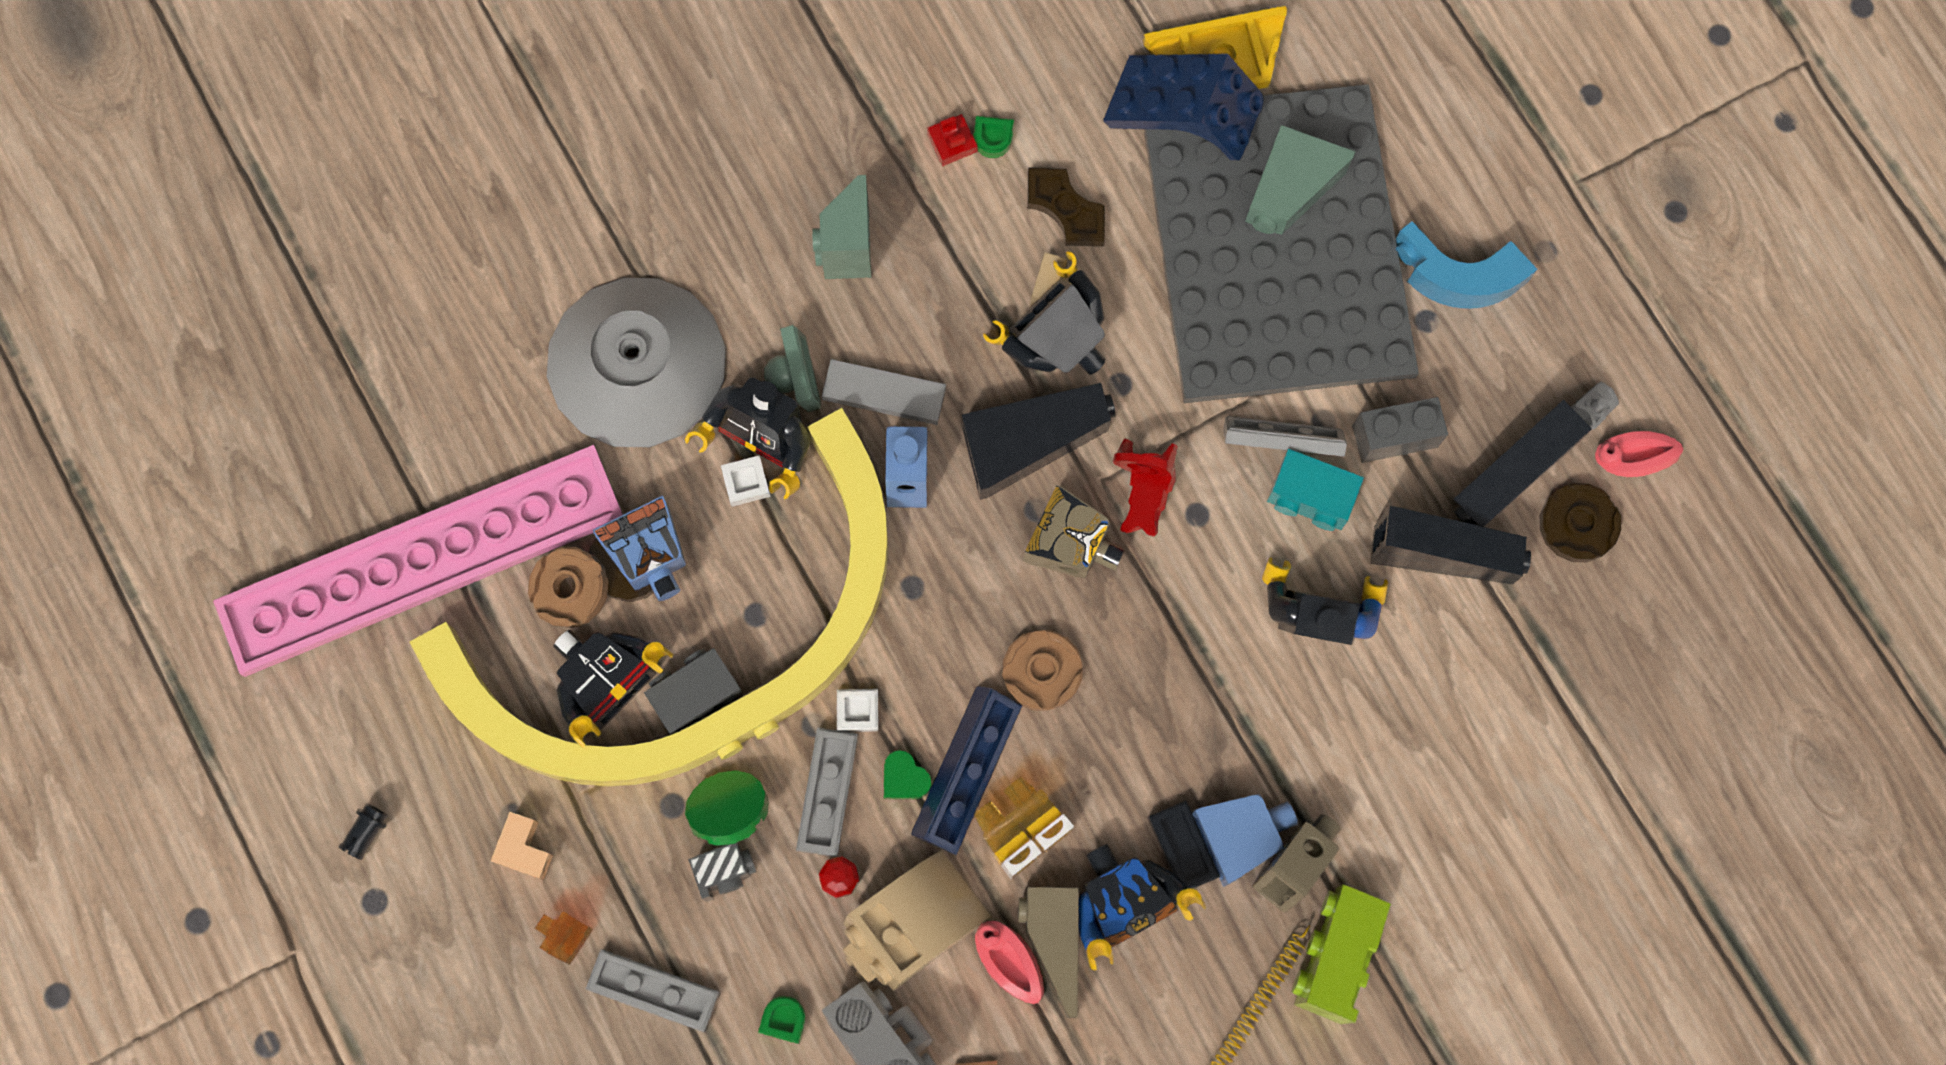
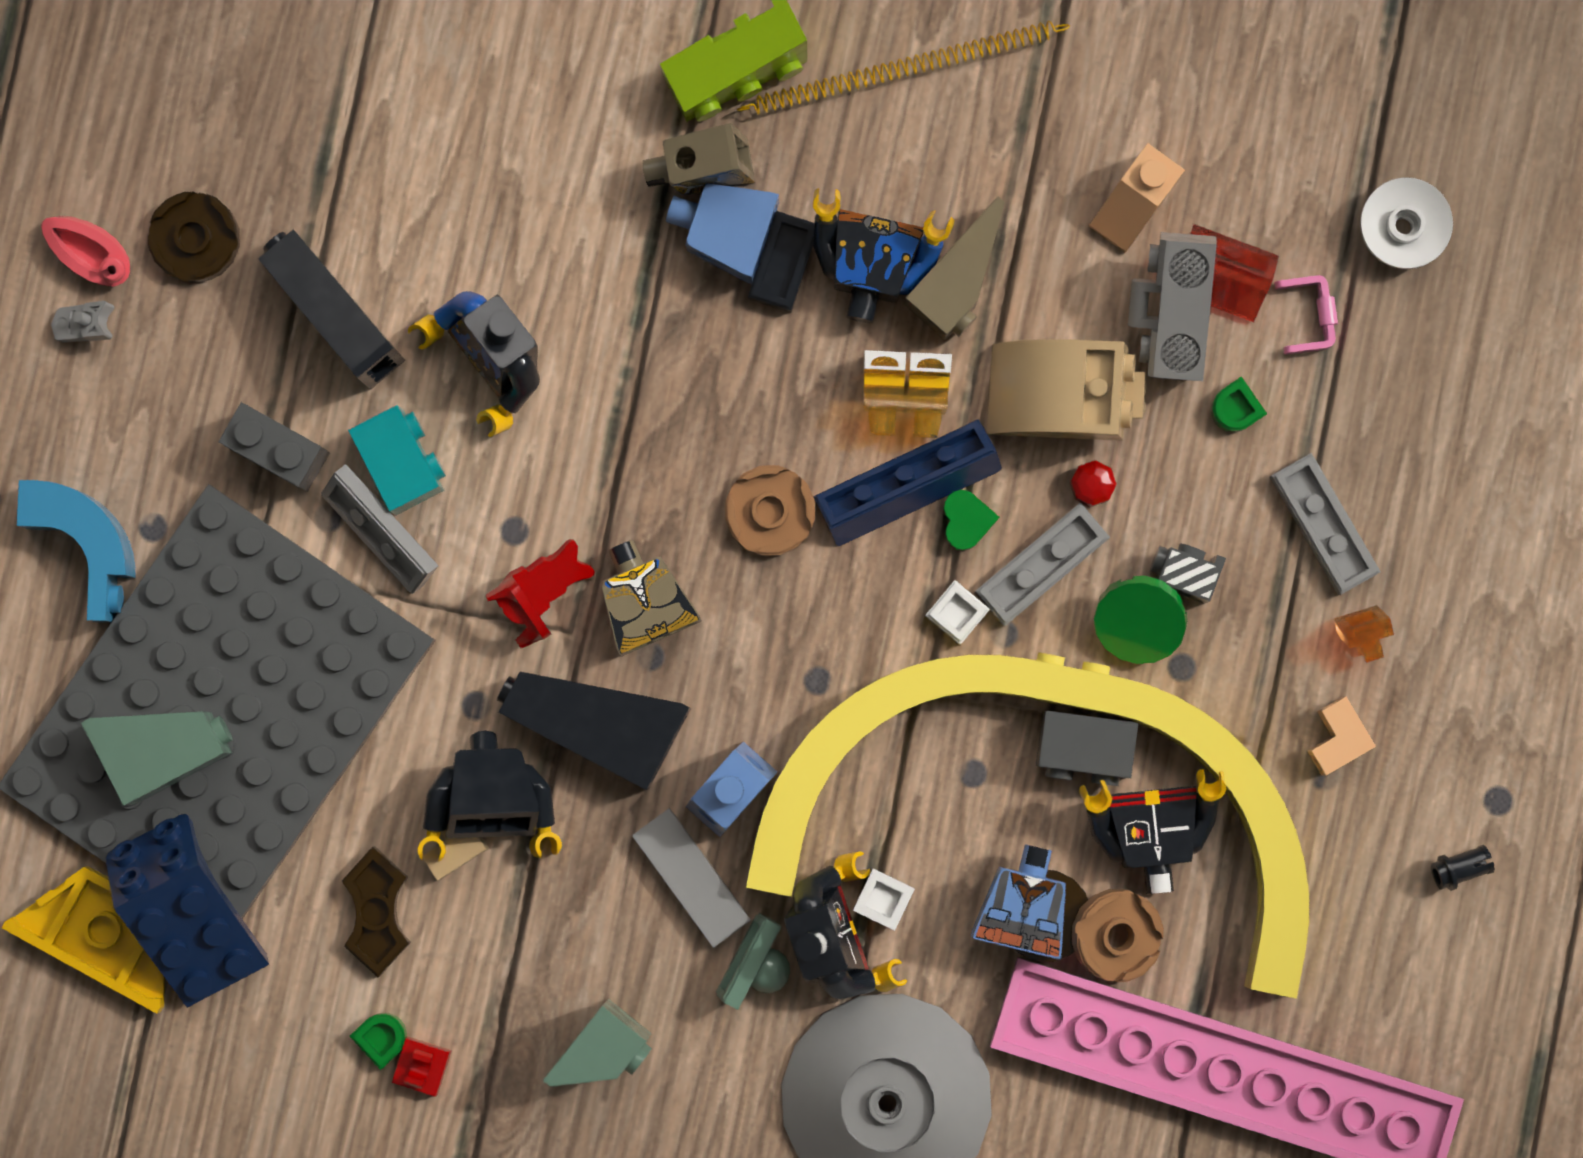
camera: 130 degrees left, 10 degrees up
(1009, 961) = (1010, 292): coral arm -> none
(1521, 465) = (201, 323): black slope -> none

